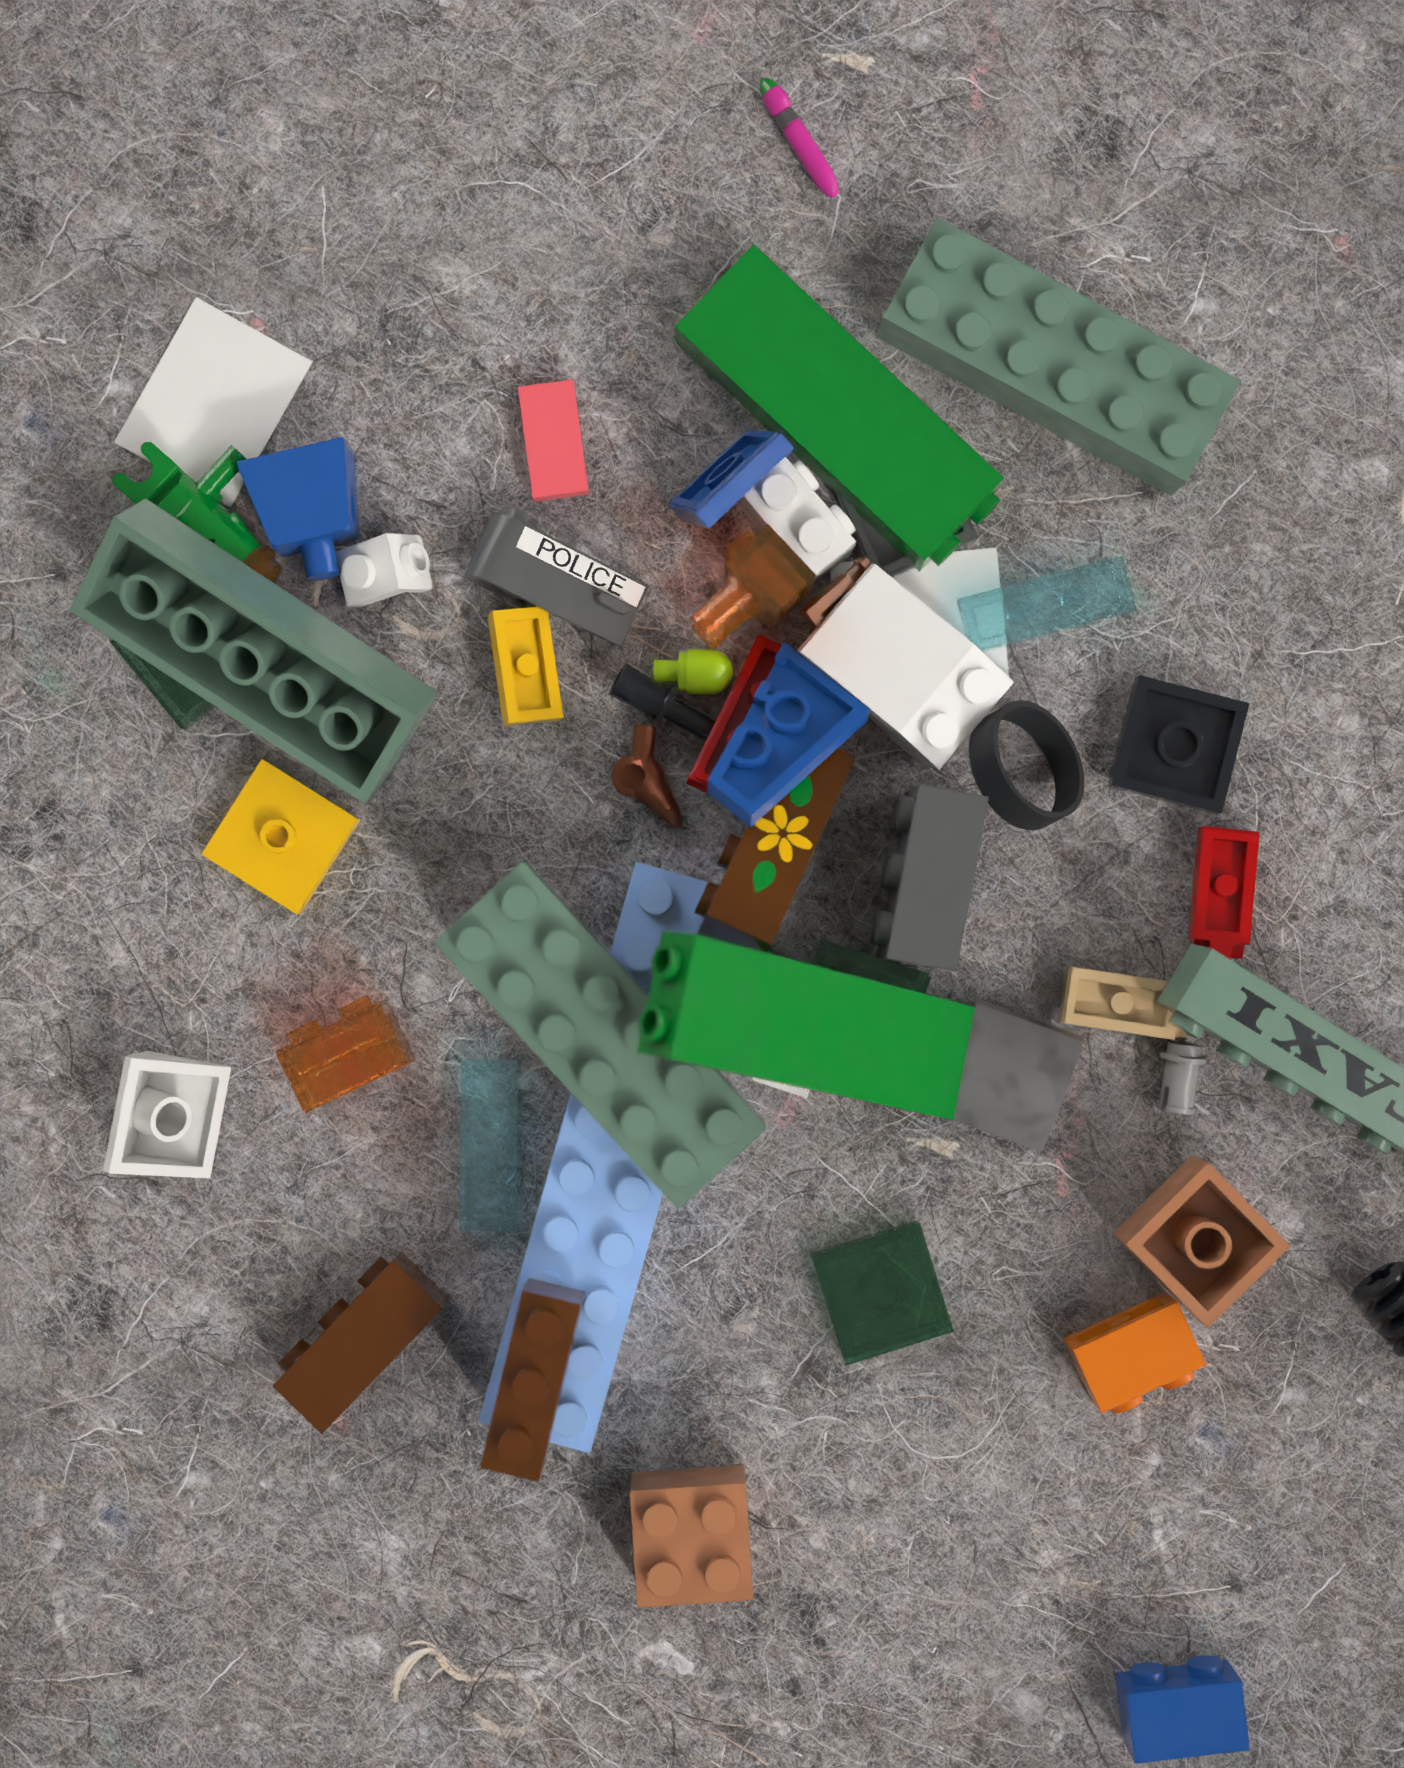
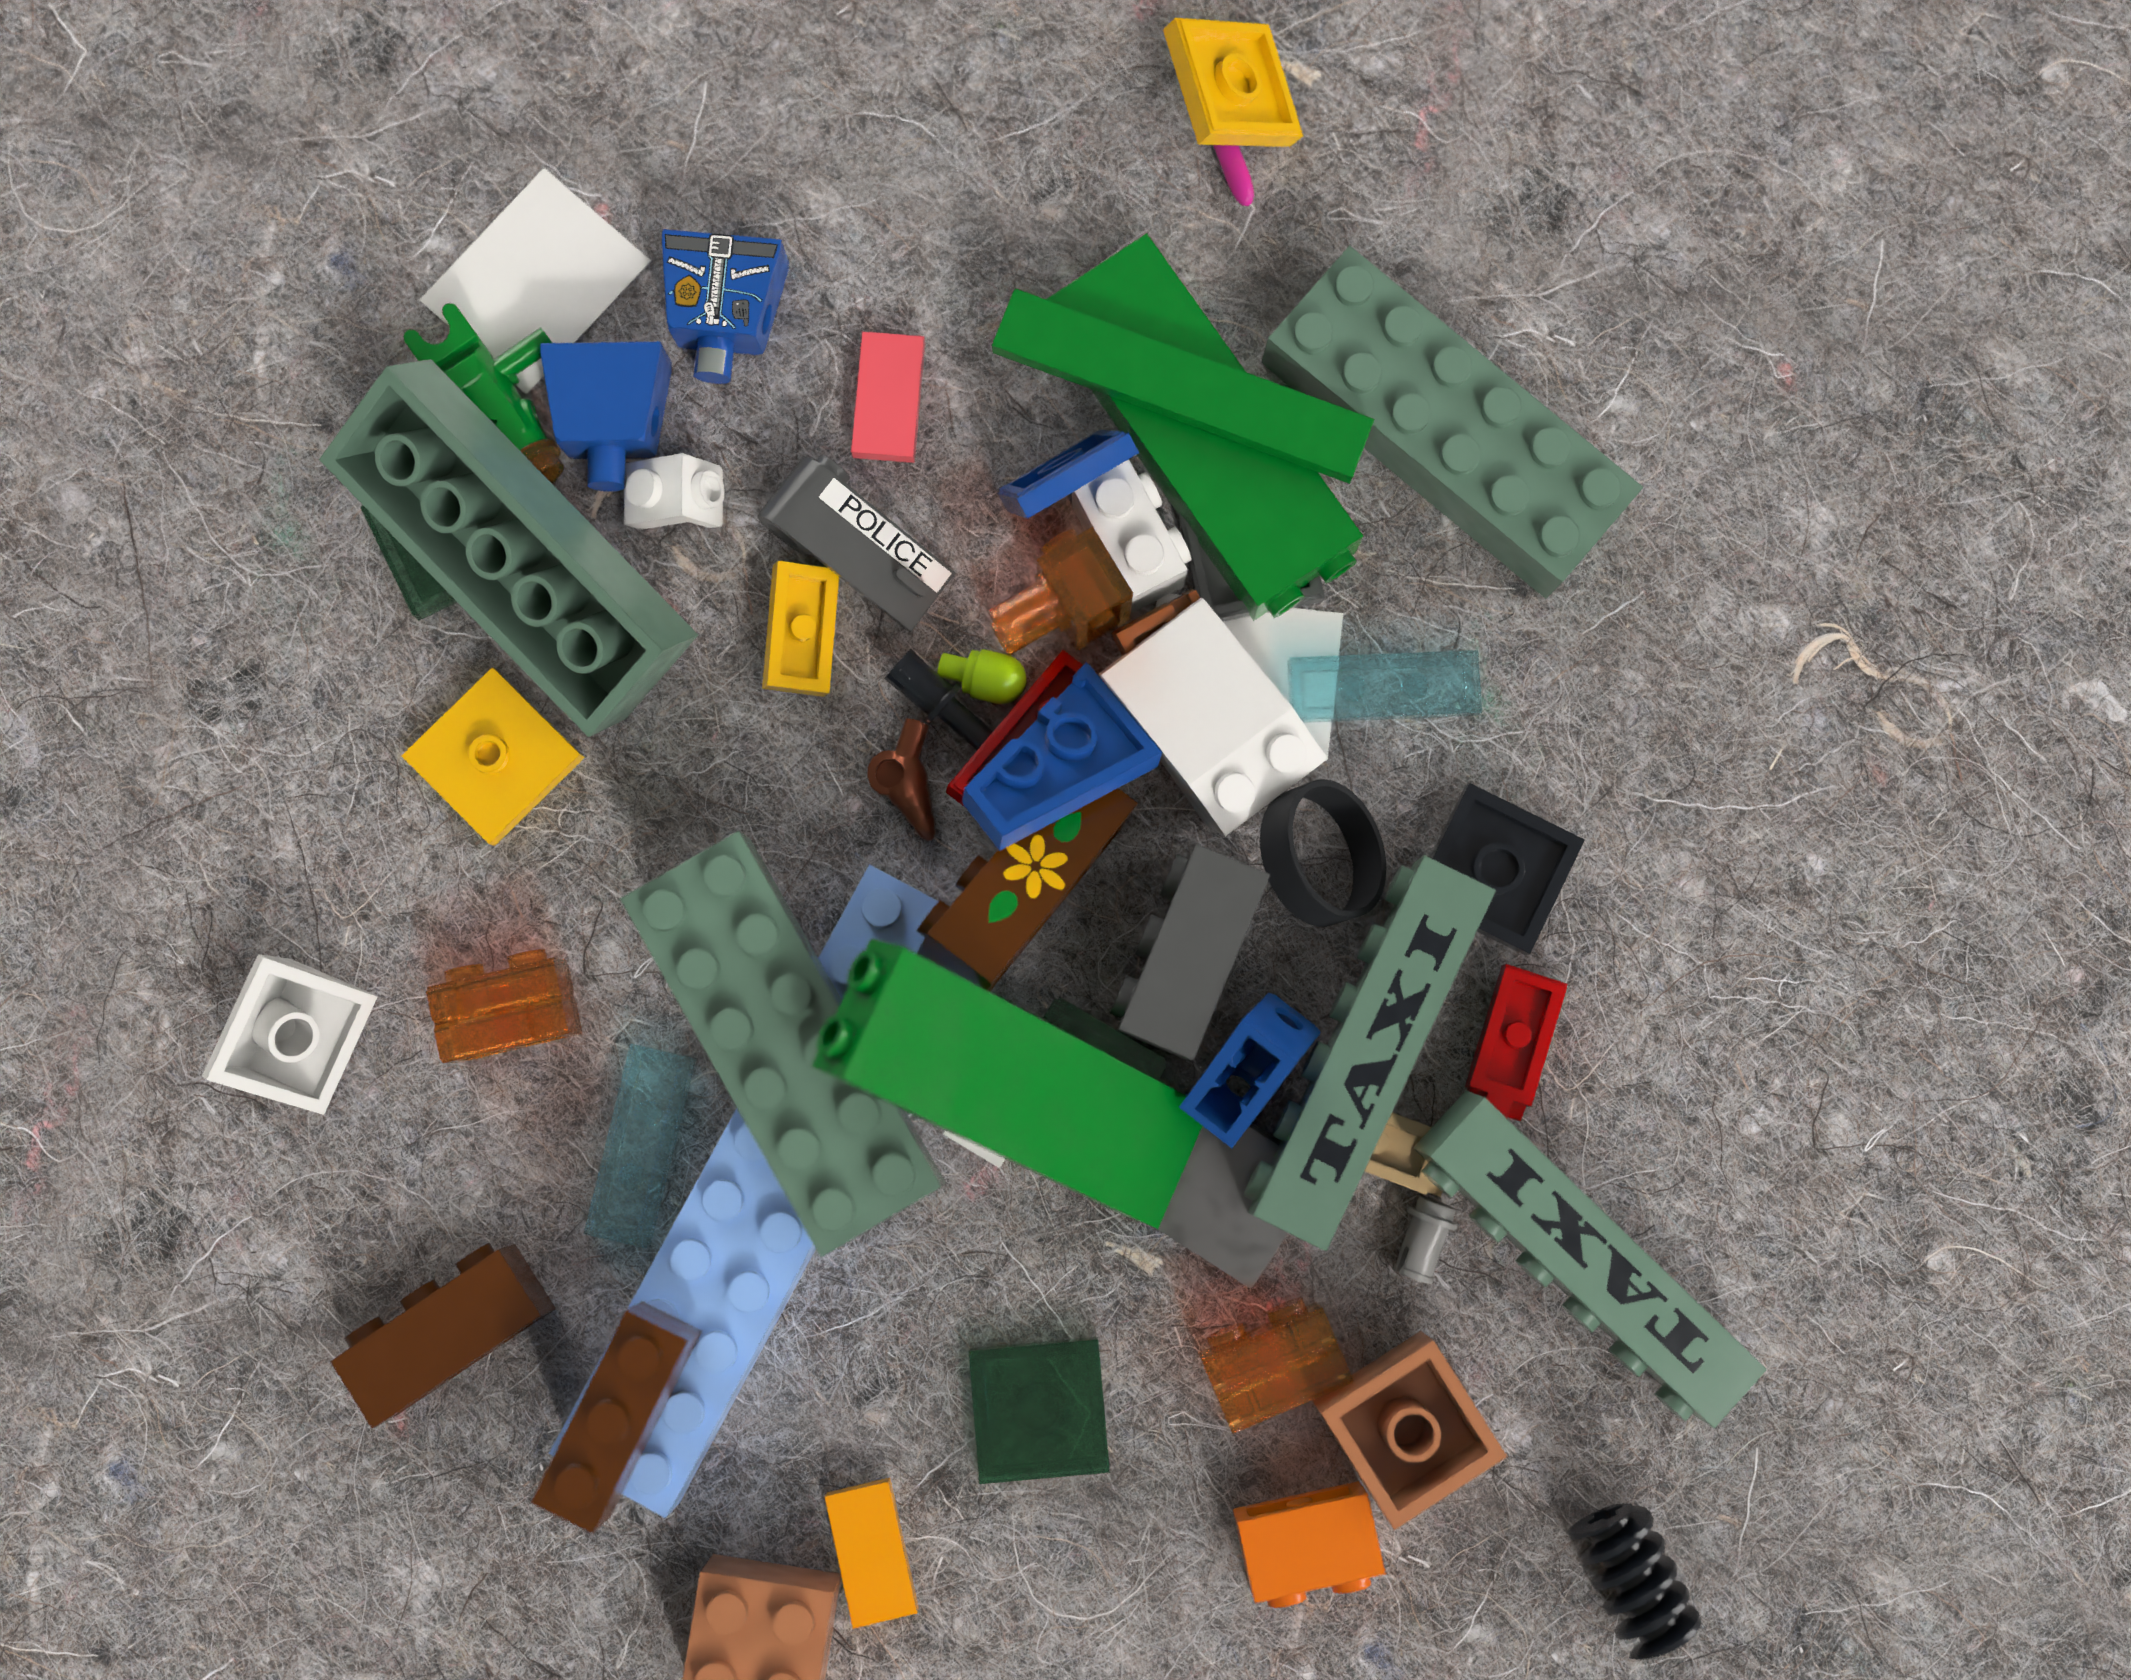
camera: 15 degrees right, 5 degrees down
(385, 382) = (721, 296): none -> blue torso
(766, 1442) = (871, 1553): none -> light orange tile
(799, 87) = (1232, 83): none -> yellow plate
(816, 377) = (1182, 385): none -> green tile
(1013, 950) = (1263, 1054): none -> blue torso
(1074, 1210) = (1274, 1364): none -> clear orange brick
(1103, 928) = (1369, 1052): none -> sand green brick

